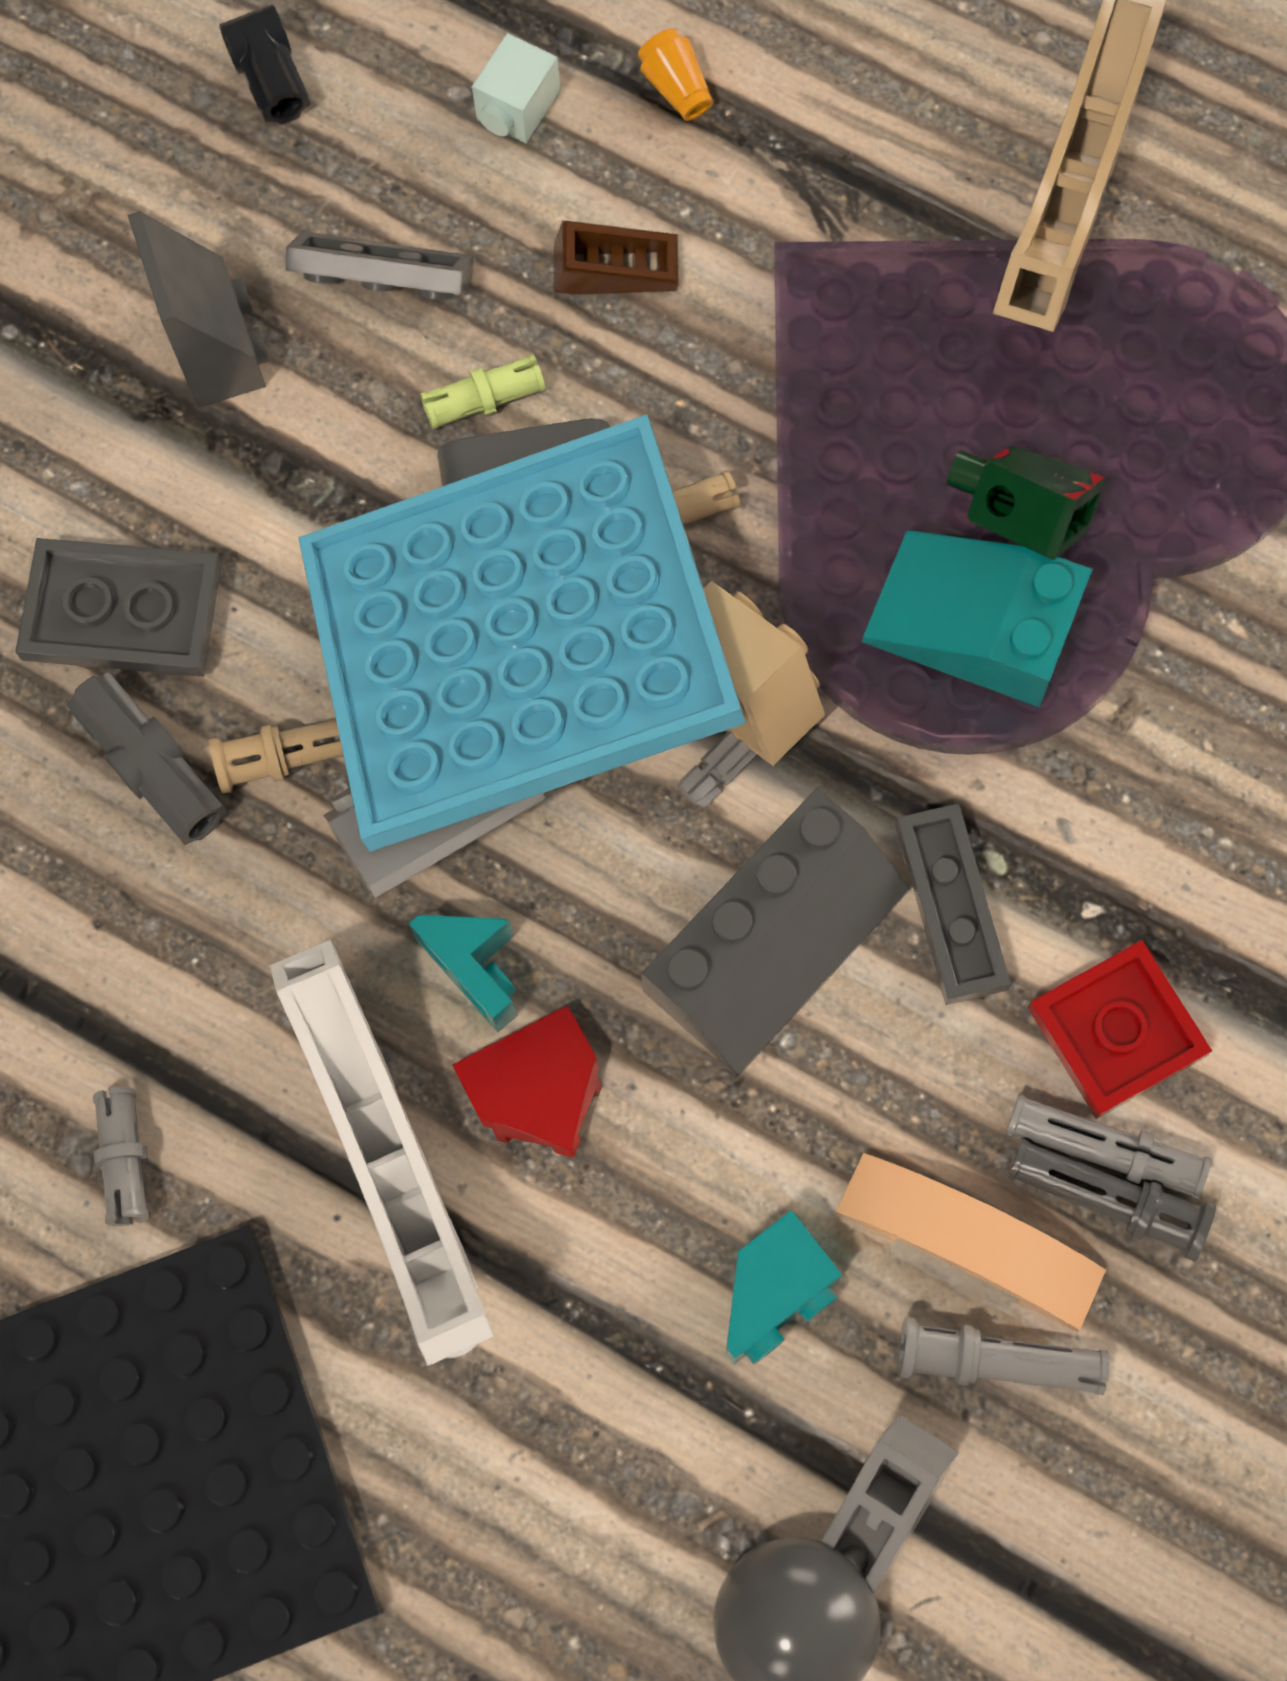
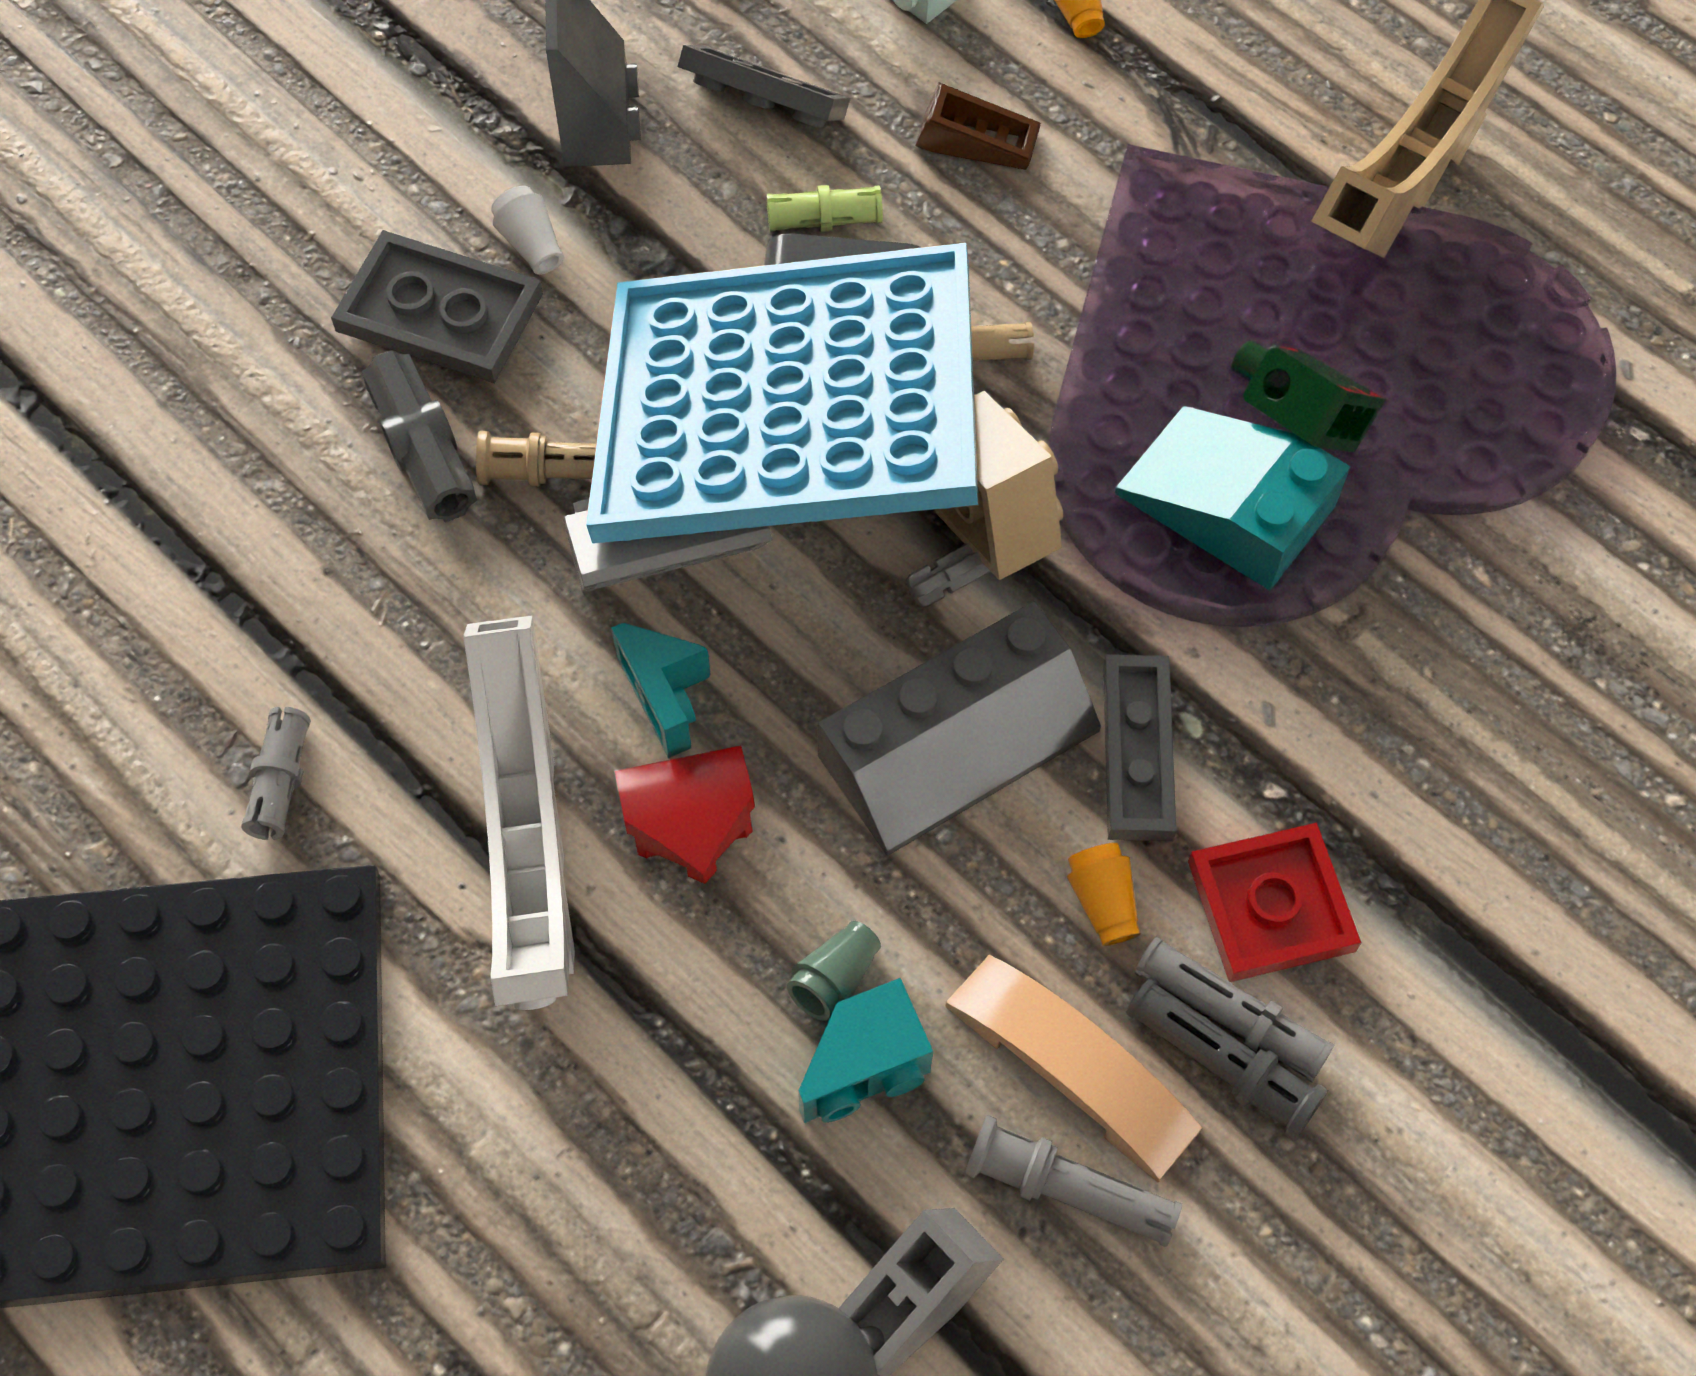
camera: 10 degrees right, 10 degrees down
(184, 494) = (526, 225): none -> white cone
(722, 1213) = (833, 970): none -> sand green cone
(959, 1063) = (1106, 891): none -> light orange cone

